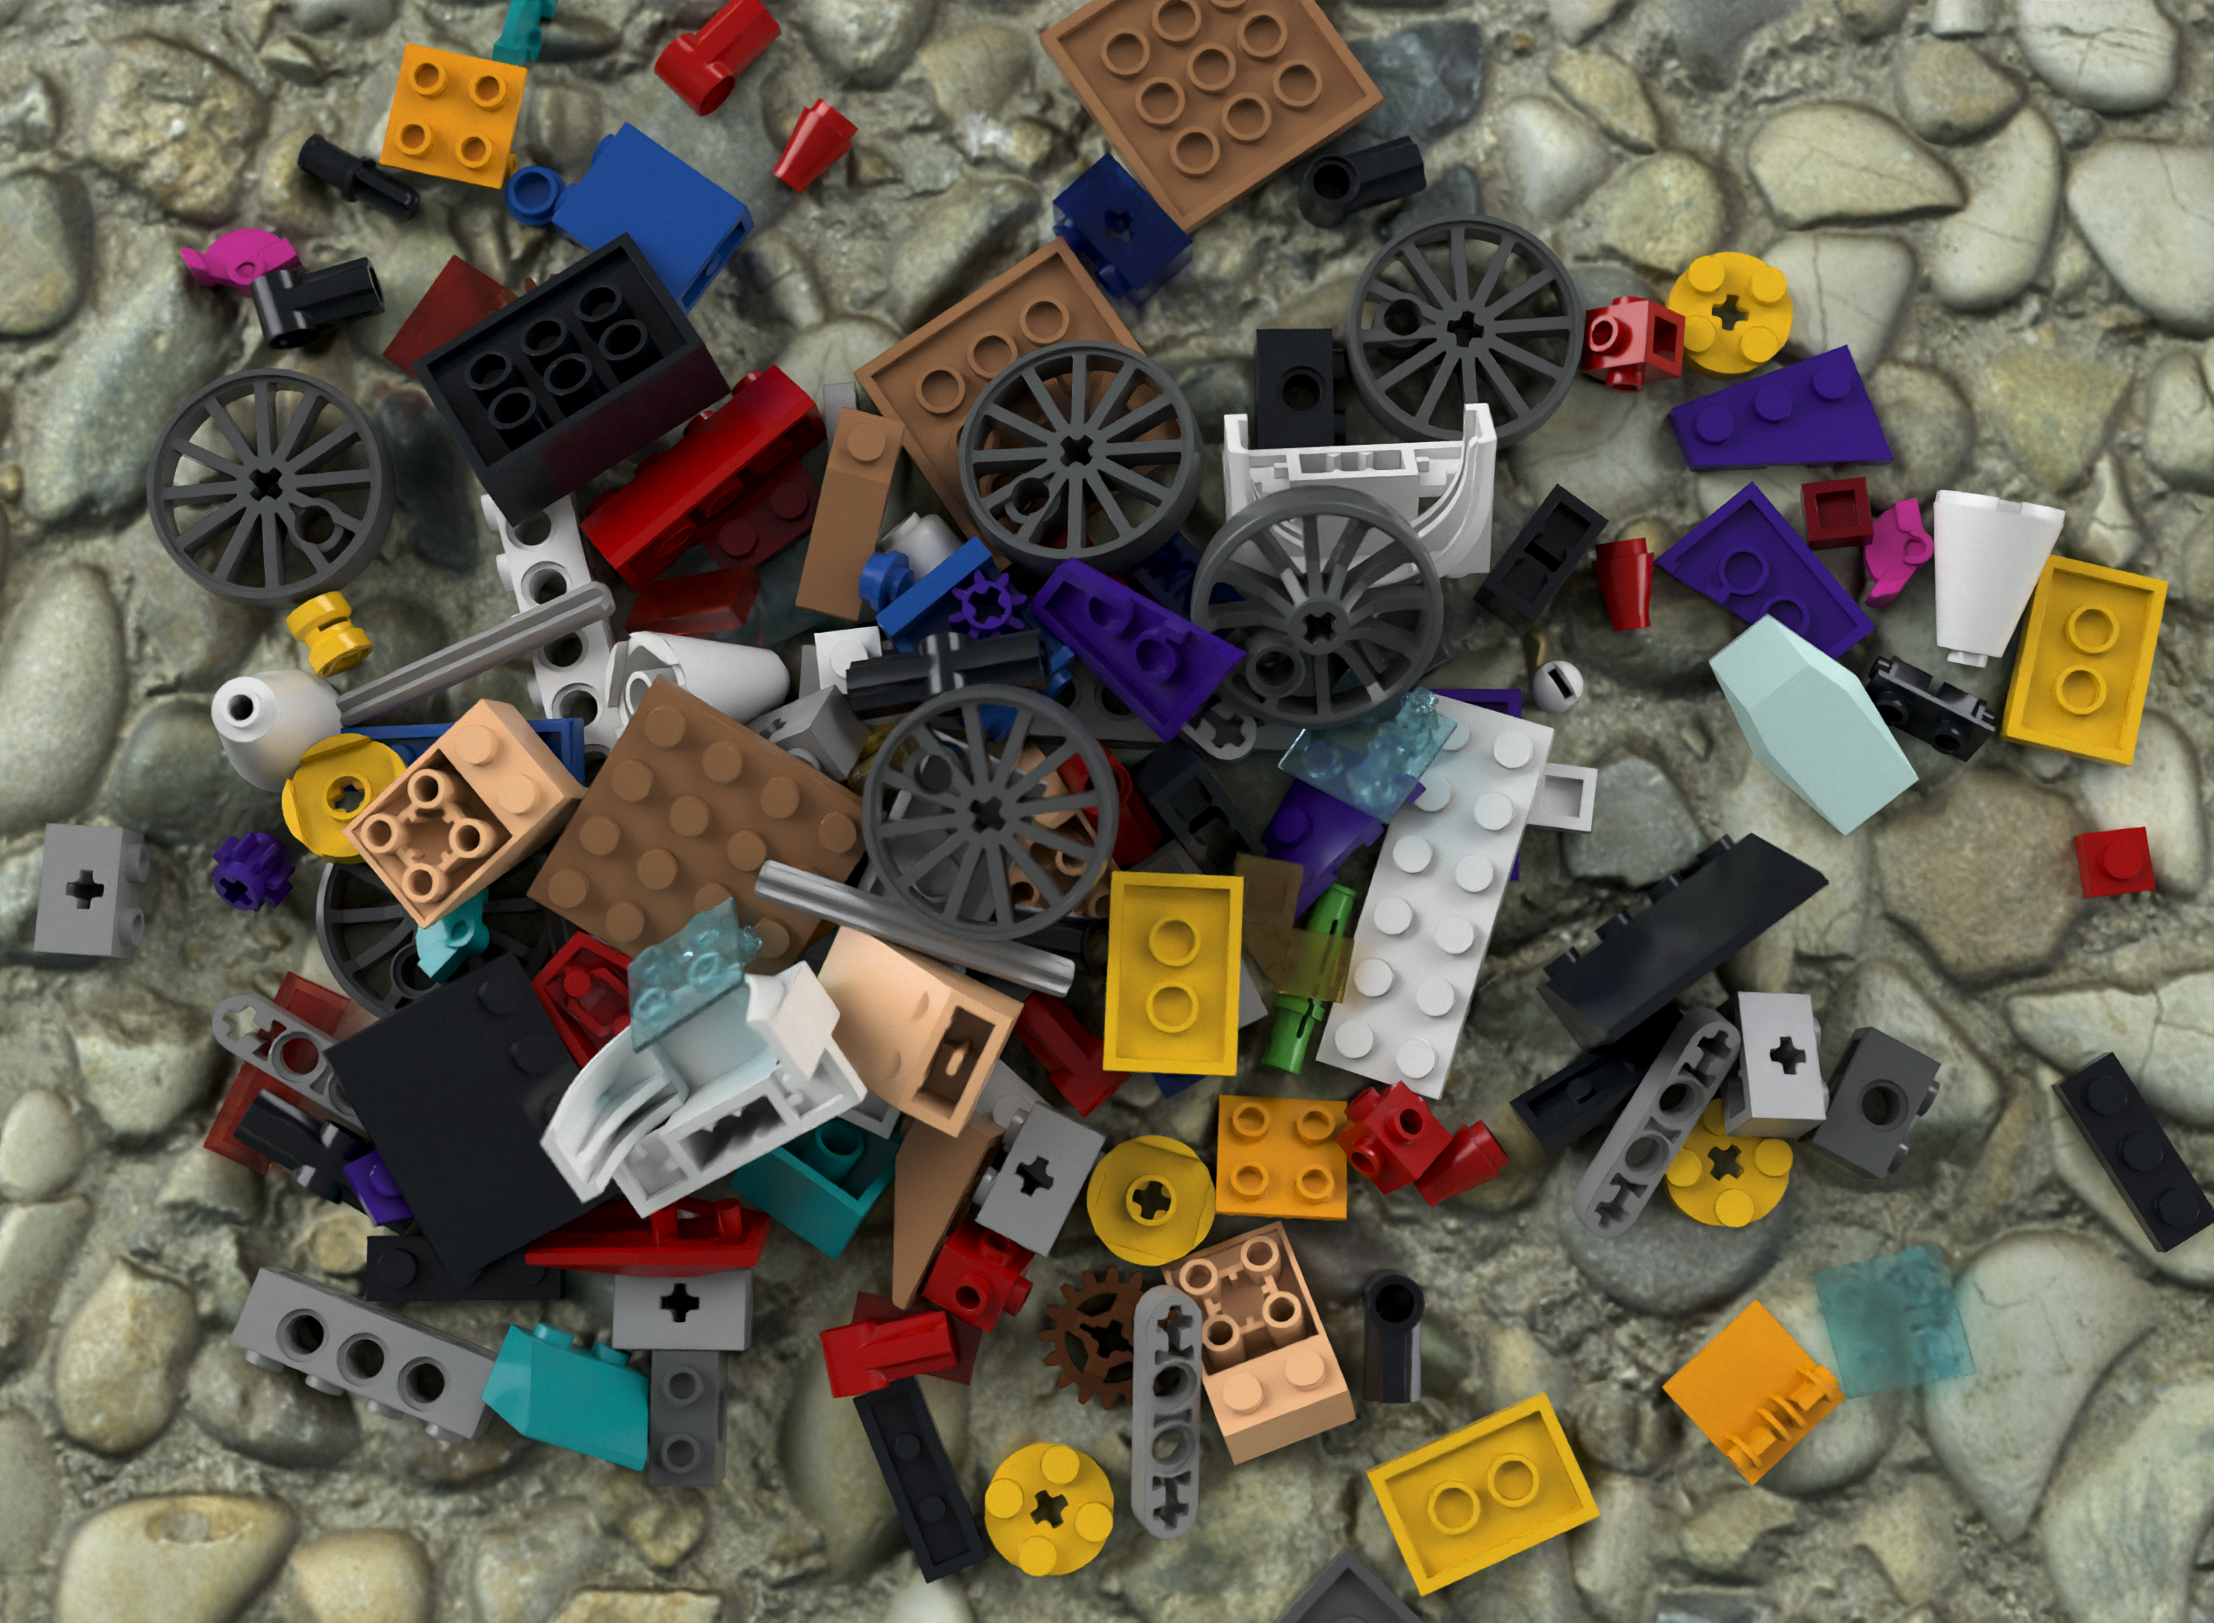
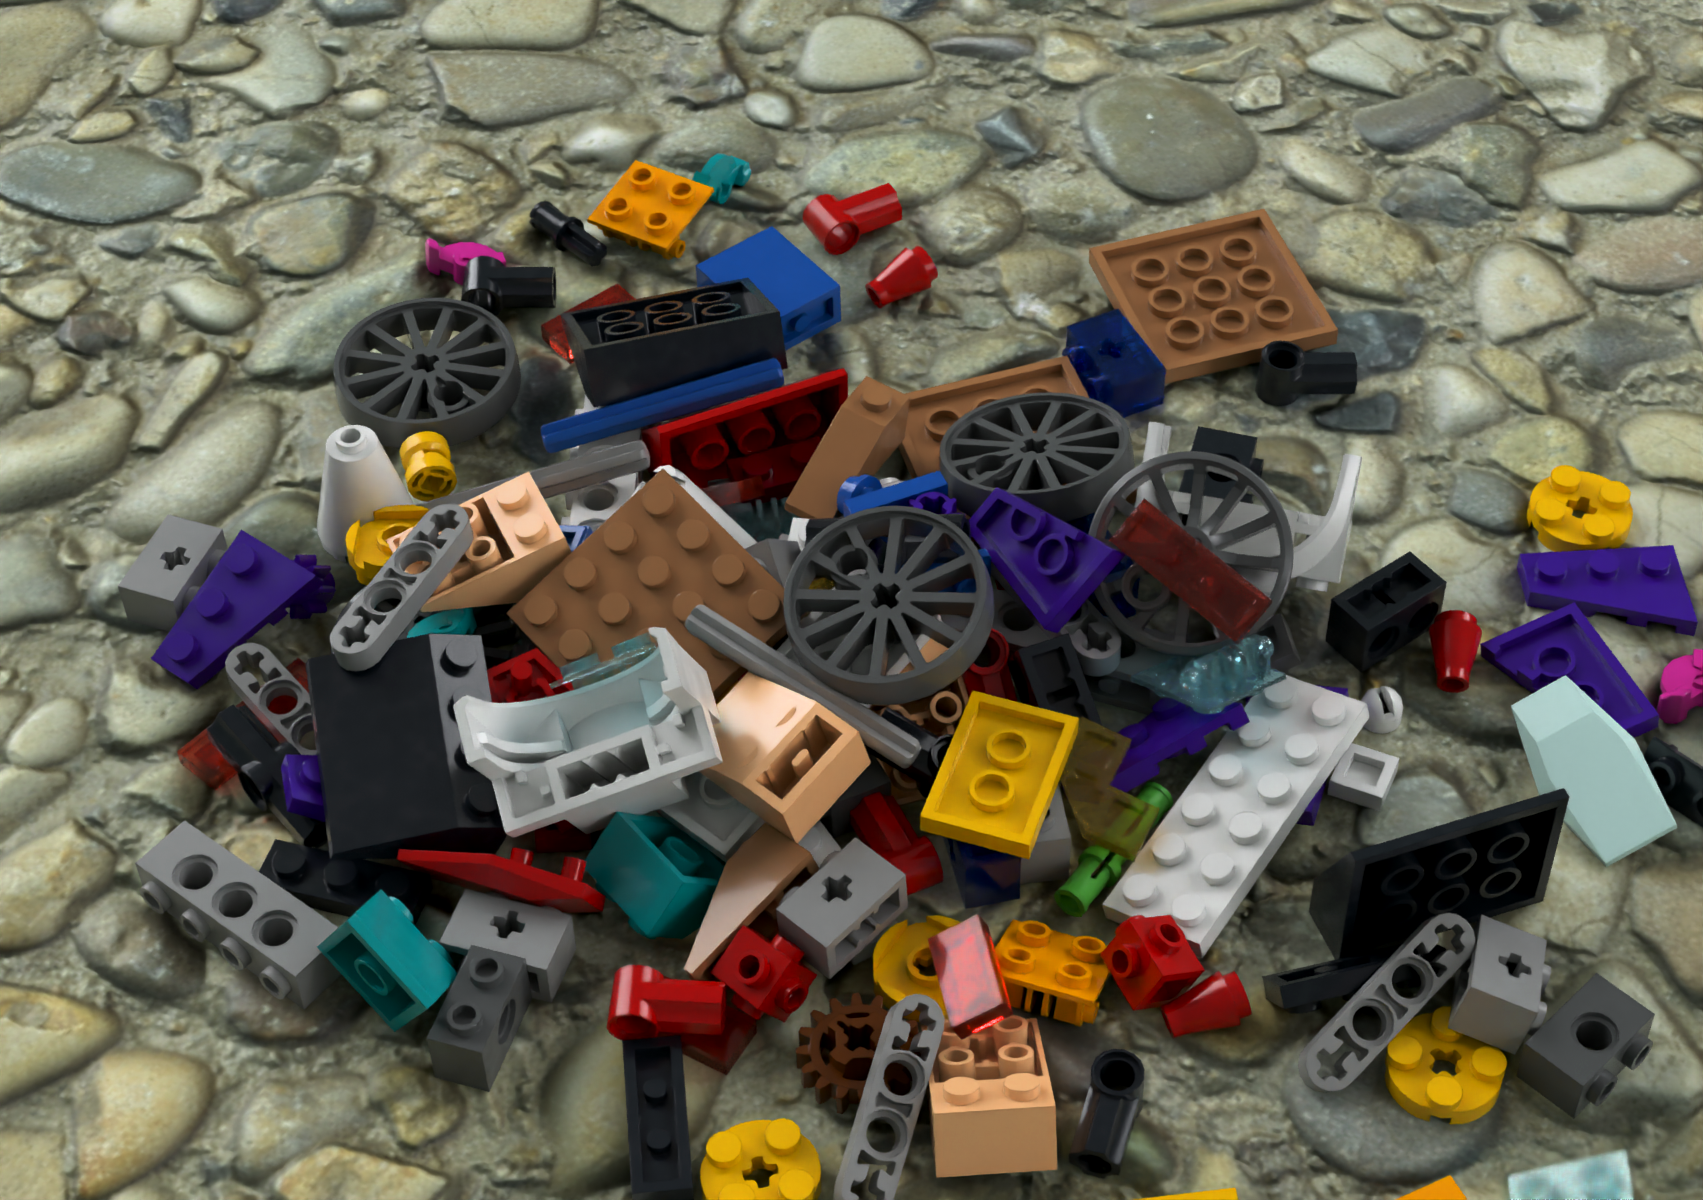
camera: 15 degrees right, 35 degrees down
(185, 938) = (236, 600): none -> dark purple wing
(410, 932) = (393, 582): none -> light grey beam
(533, 194) = (682, 263): blue plate -> none
(597, 498) = (662, 405): none -> blue axle
(1206, 1229) = (970, 977): none -> clear red tile
(1329, 658) = (1191, 571): none -> clear red tile
(1486, 329) = (1386, 466): dark grey piece -> none
(1633, 344) = (1495, 499): red brick -> none
(1836, 514) = (1642, 644): dark red plate -> none

